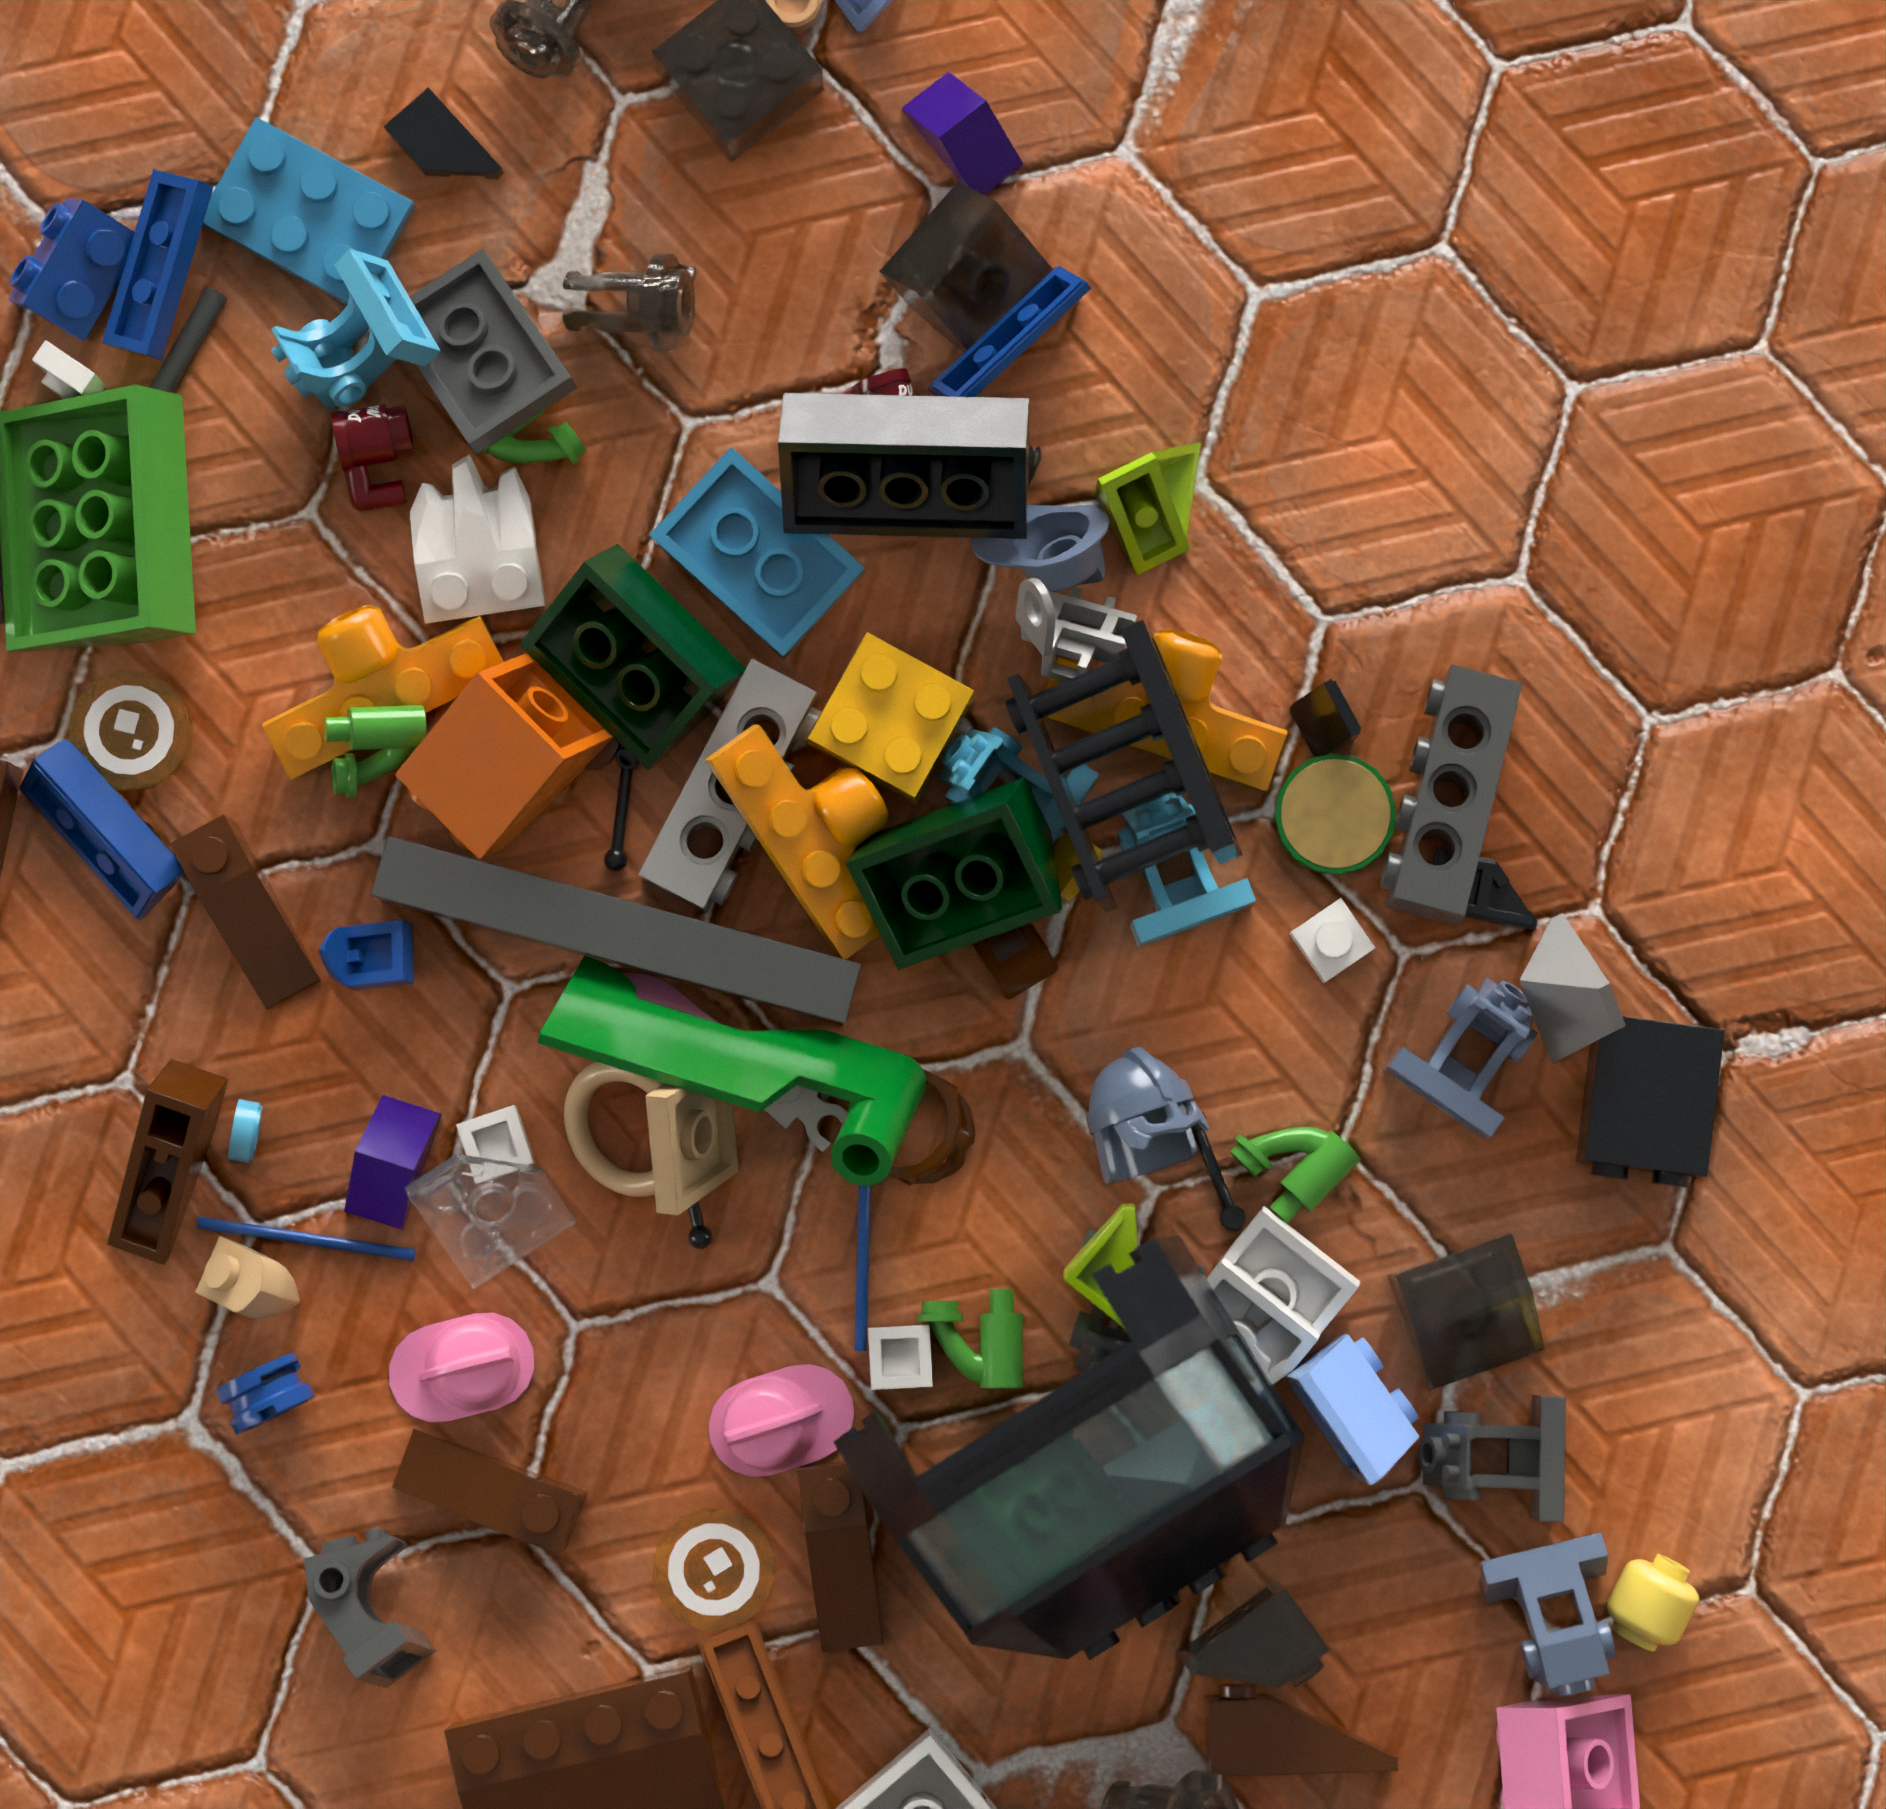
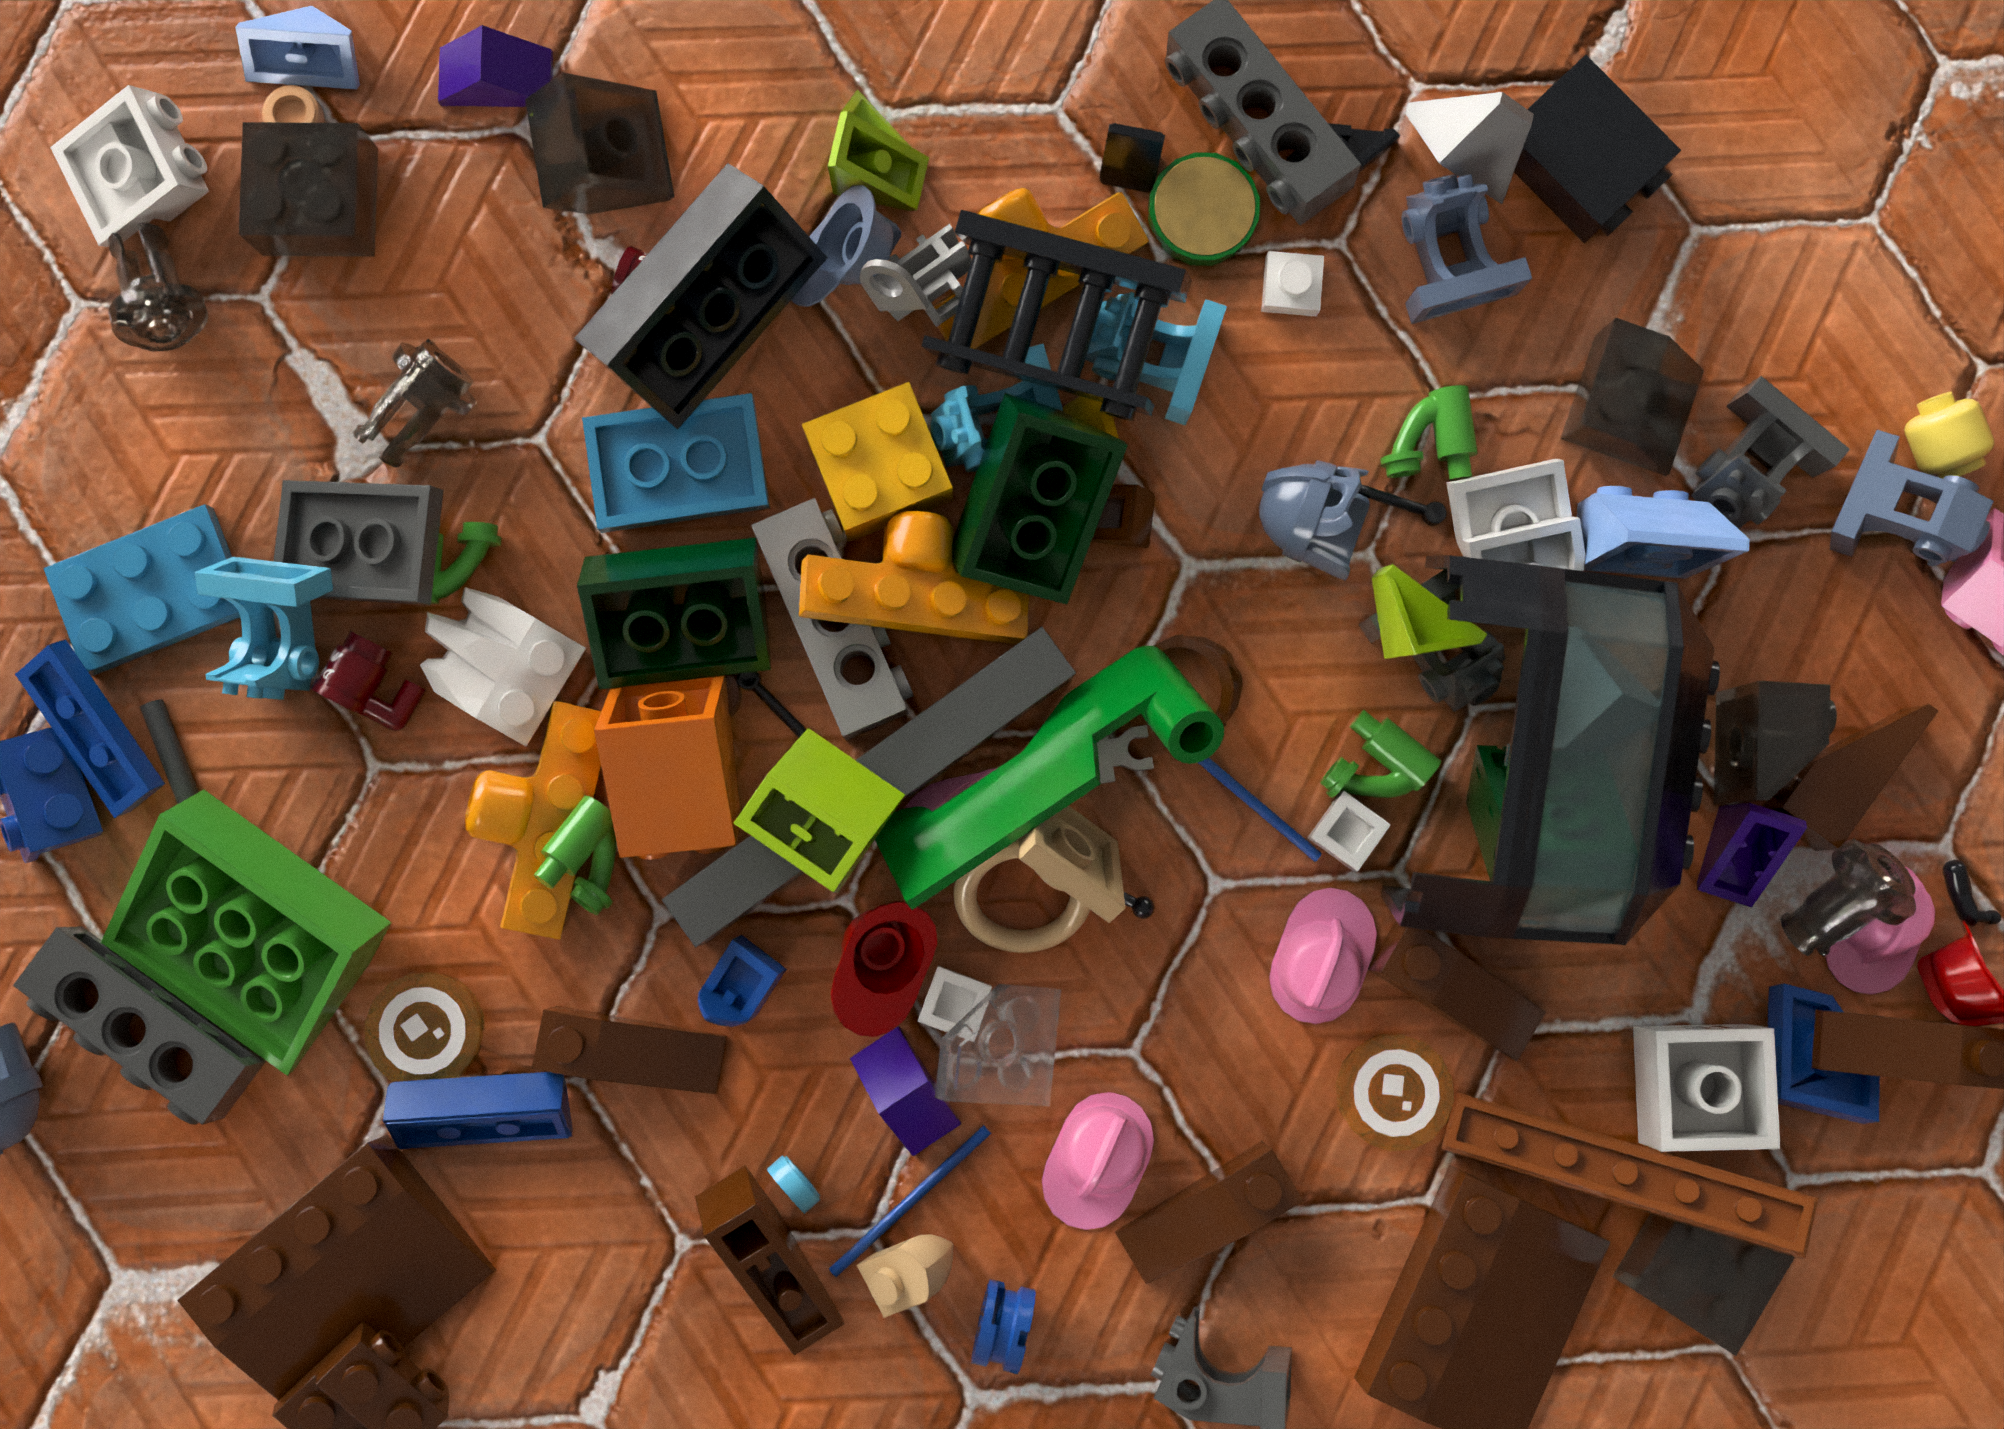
camera: 60 degrees left, 0 degrees up
(65, 374) = (110, 864): white plate -> none
(439, 140) = (177, 450): black tile -> none
(475, 1060) = (882, 967): none -> red piece
(560, 905) = (819, 810): none -> lime slope
(1011, 335) = (669, 146): blue slope -> none
(1149, 1706) = (1746, 851): none -> dark purple slope

